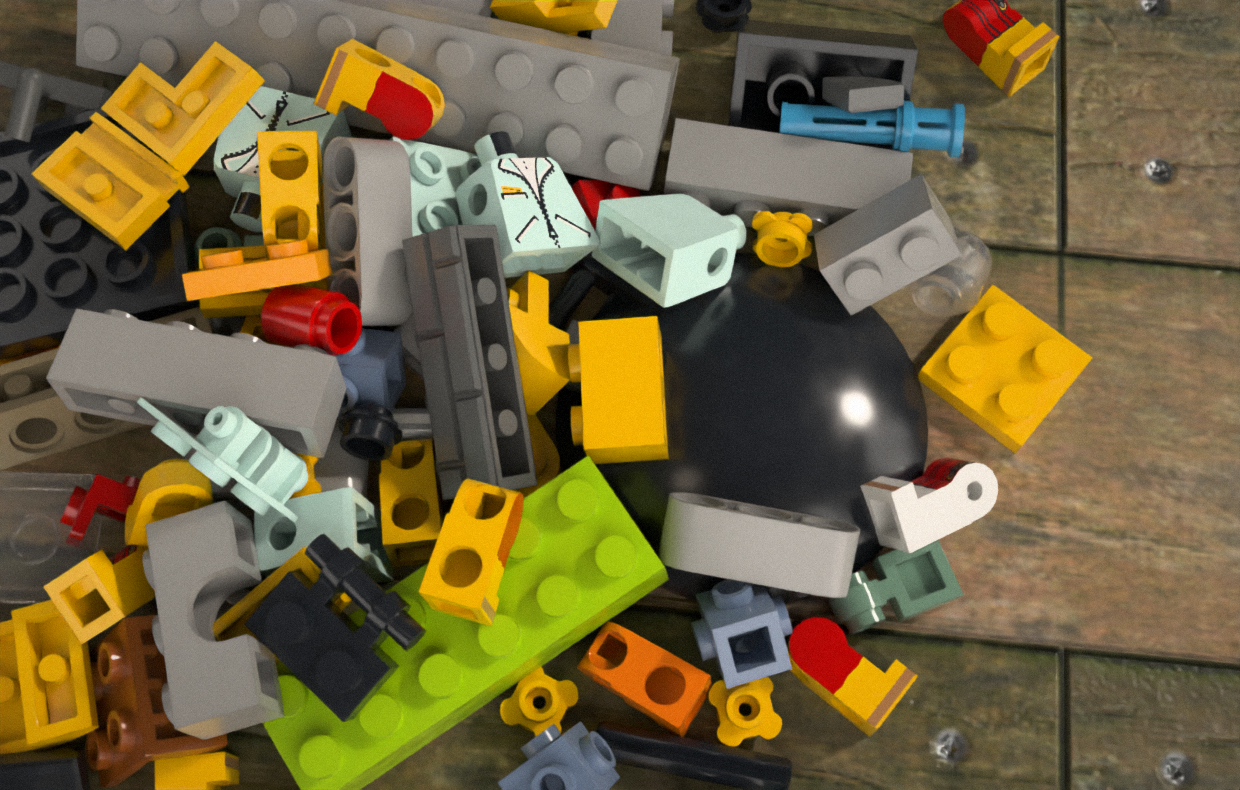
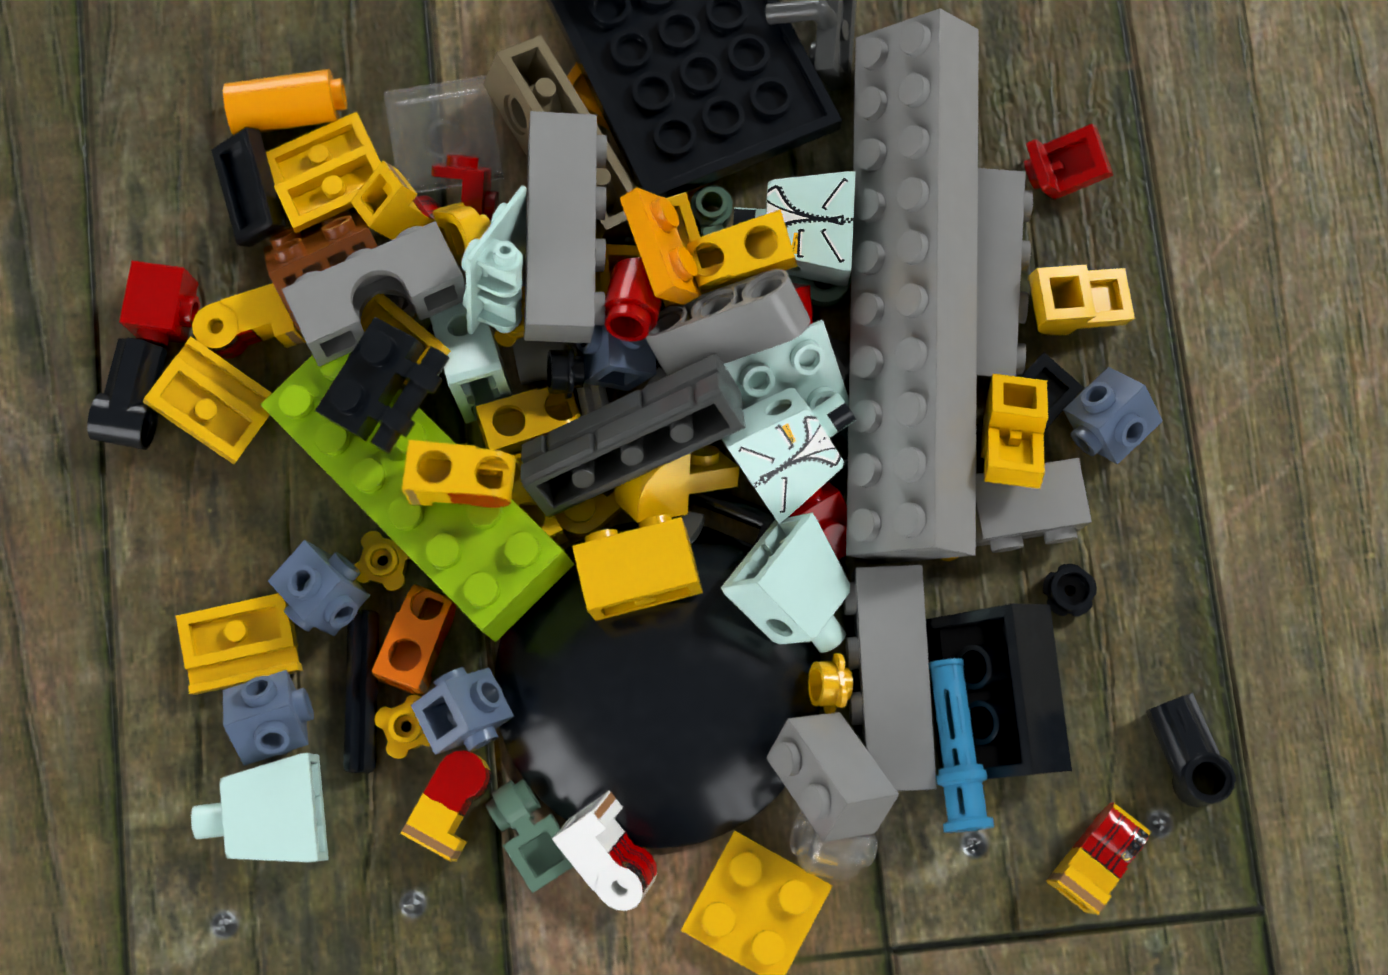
camera: 80 degrees right, 10 degrees up
(110, 181) = (737, 102): yellow plate -> none
(187, 118) = (804, 144): yellow plate -> none
(381, 87) = (864, 301): leg -> none
(758, 544) = (531, 709): light grey beam -> none
(862, 93) = (979, 729): dark grey tile -> none

